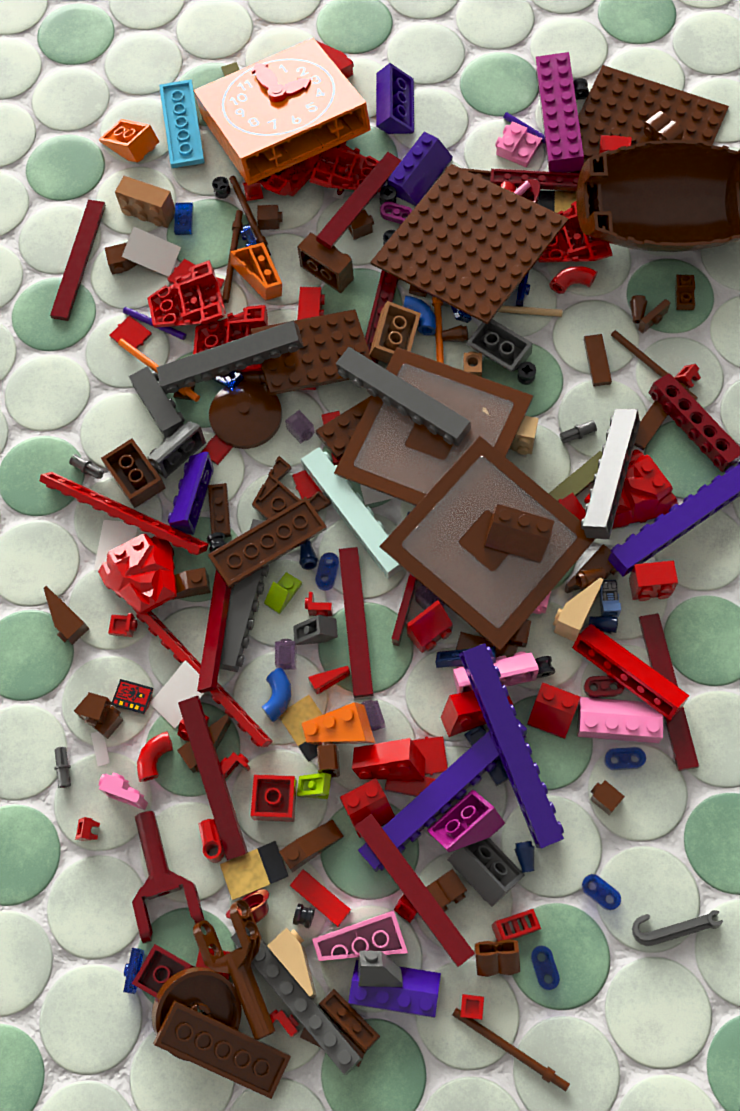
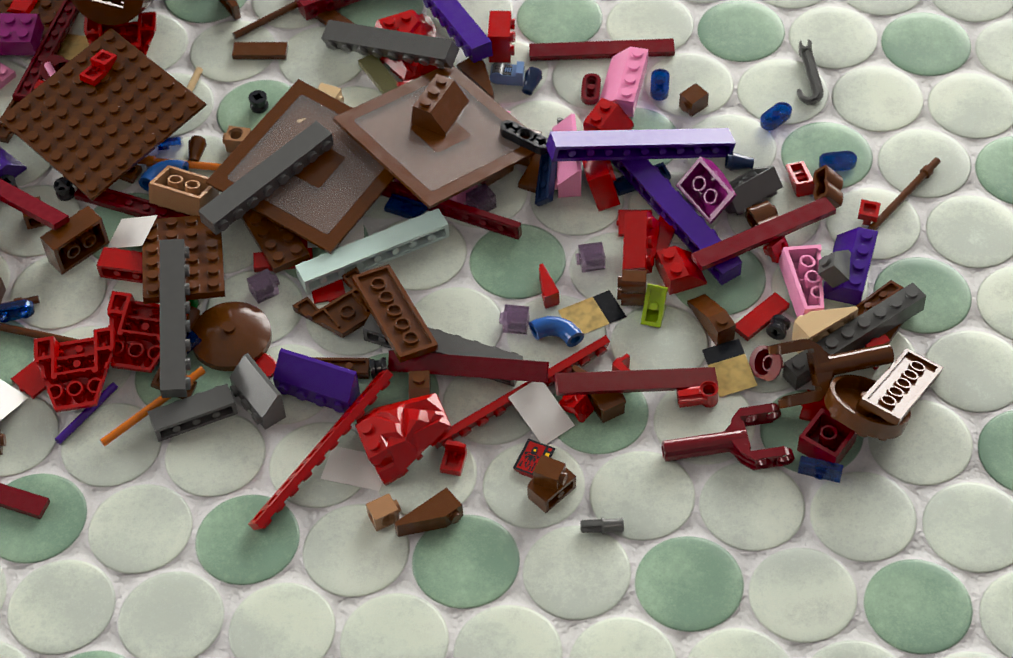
camera: 85 degrees left, 15 degrees down
(64, 575) = (383, 511): none -> medium nougat brick
(84, 829) = (672, 505): red tile -> none
(86, 466) = (253, 486): dark grey axle -> none
(100, 748) = (585, 494): white sticker -> none
(119, 789) = (639, 461): bright pink plate -> none
(131, 332) = (87, 438): red piece -> none
(133, 473) = (277, 435): reddish brown brick -> none
(150, 754) = (601, 441): red cylinder -> none
(258, 270) = (61, 301): orange wedge -> none
(273, 798) = (663, 337): red brick -> none
(282, 592) = (446, 318): lime slope -> none
(308, 558) = (415, 292): dark blue cone -> none
(315, 630) = (494, 293): dark grey slope -> none
(318, 608) = (469, 293): red bracket -> none
(327, 570) = (429, 281): clear blue plate -> none
(340, 726) = (601, 273): orange wedge -> none
(342, 305) = (132, 232): none -> white sticker
(355, 622) = (488, 263): dark red tile -> none
(396, 211) = (32, 179): magenta plate -> none
(429, 627) = (511, 200): red slope -> none
(500, 345) = (224, 110): dark grey slope -> none
(501, 609) = (514, 131): none -> black beam
(512, 222) = (100, 66): none -> red slope
(571, 276) = (162, 52): red cylinder -> none
(572, 617) = (519, 89): tan slope -> none
(578, 431) = (333, 72): dark grey axle -> none
(587, 577) = (490, 74): reddish brown cone -> none
(630, 671) = (582, 64): red brick -> none
(638, 307) = (215, 12): reddish brown cone -> none

